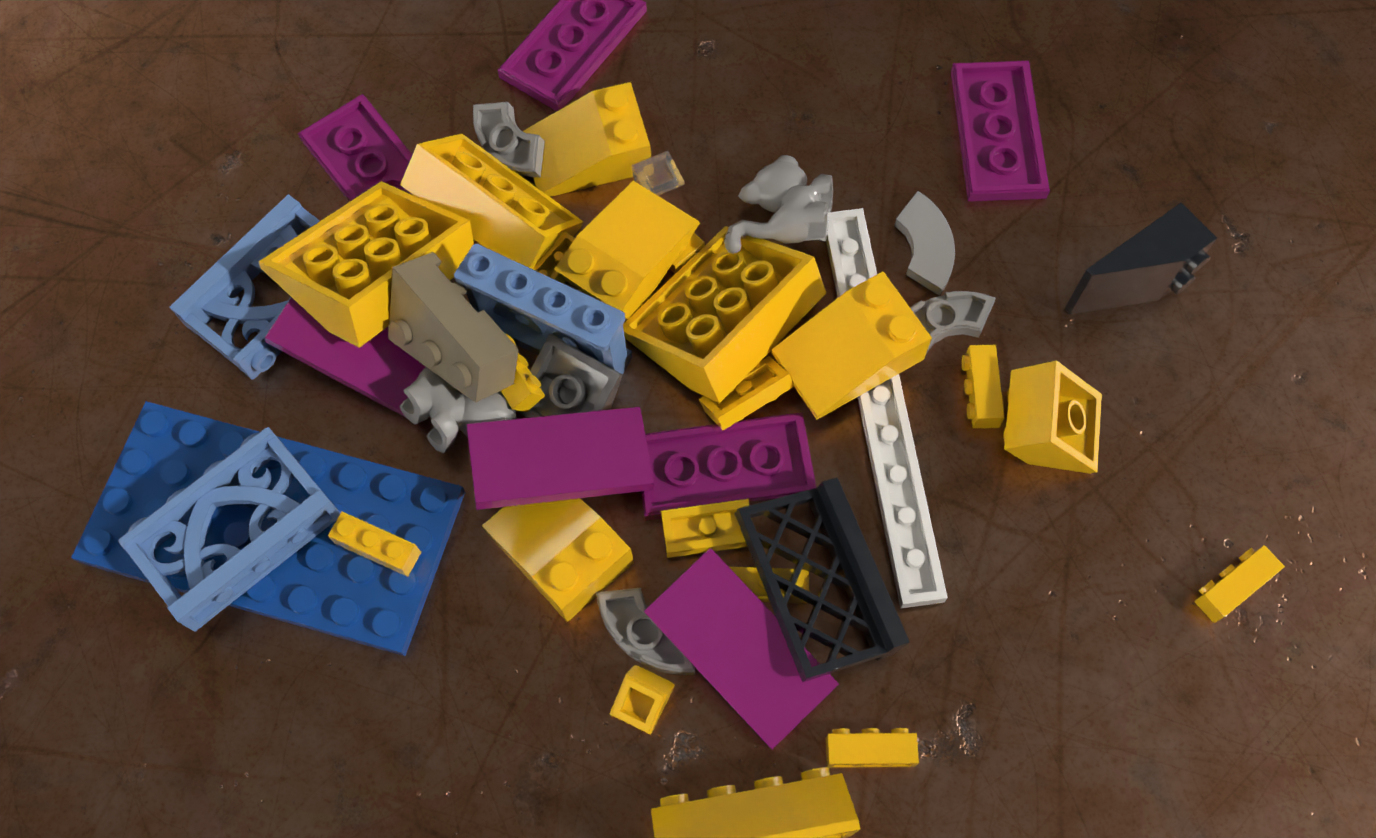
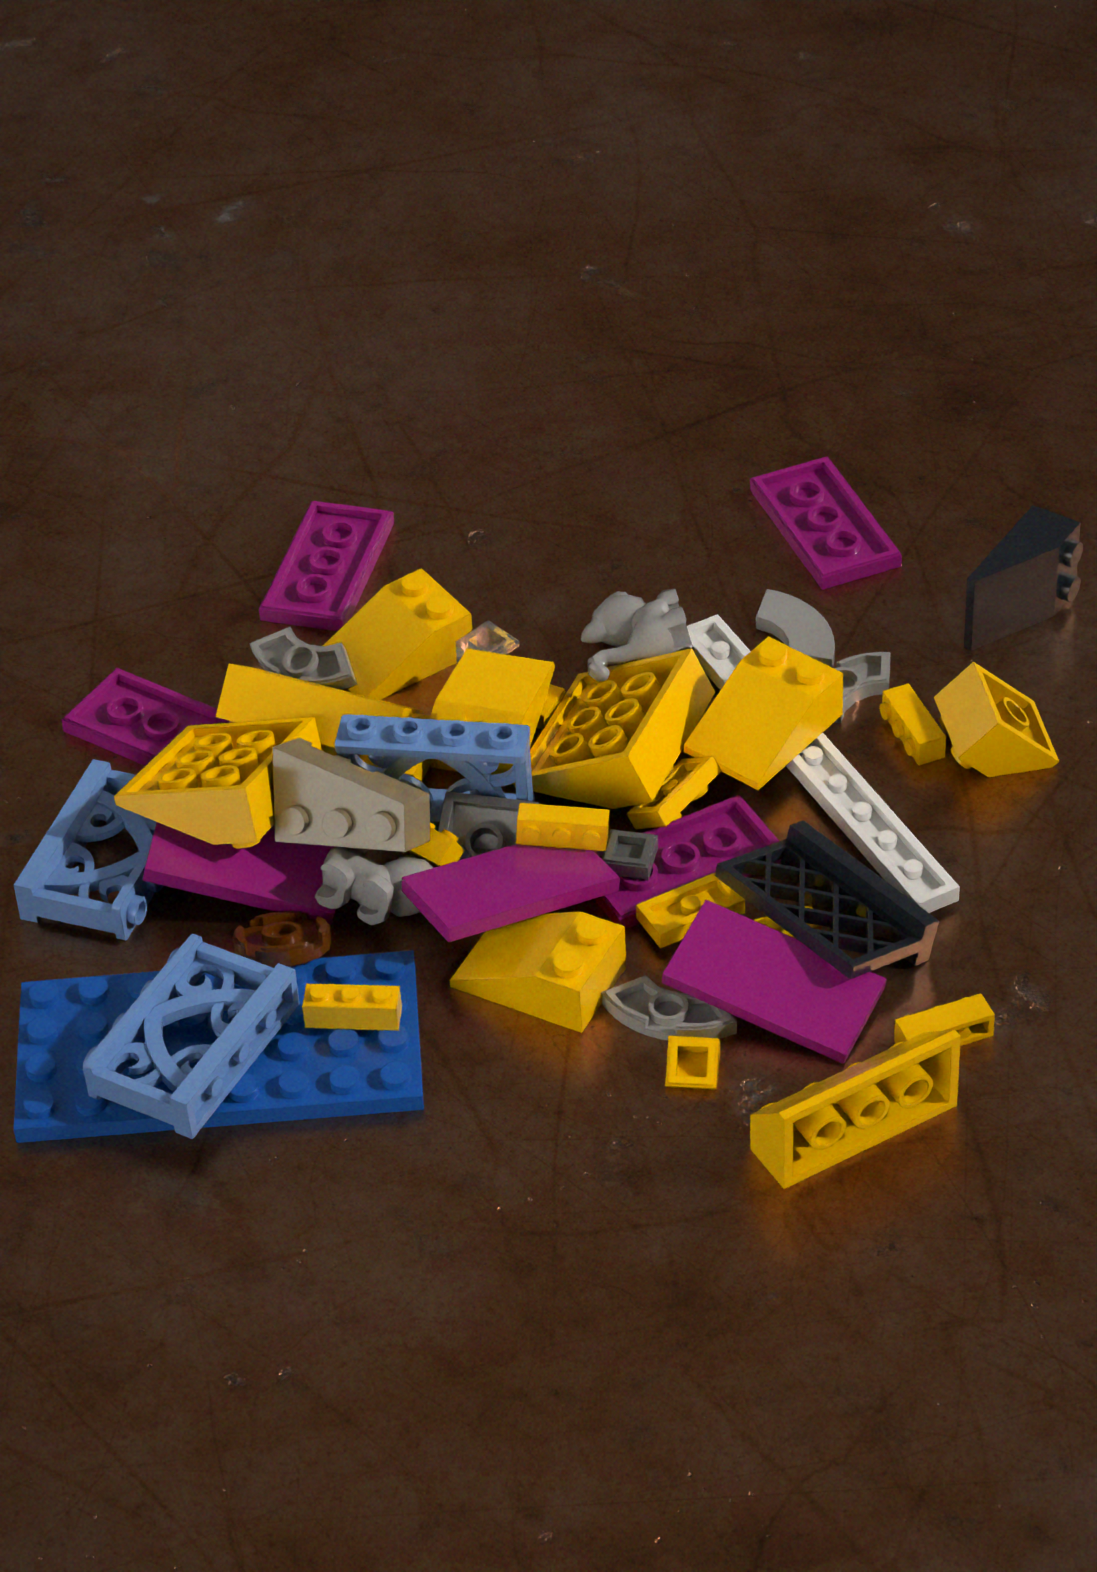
camera: 20 degrees left, 25 degrees down
(360, 437) = (283, 938): none -> reddish brown tile
(626, 412) = (562, 826): none -> yellow piece
(679, 451) = (631, 853): none -> dark grey tile

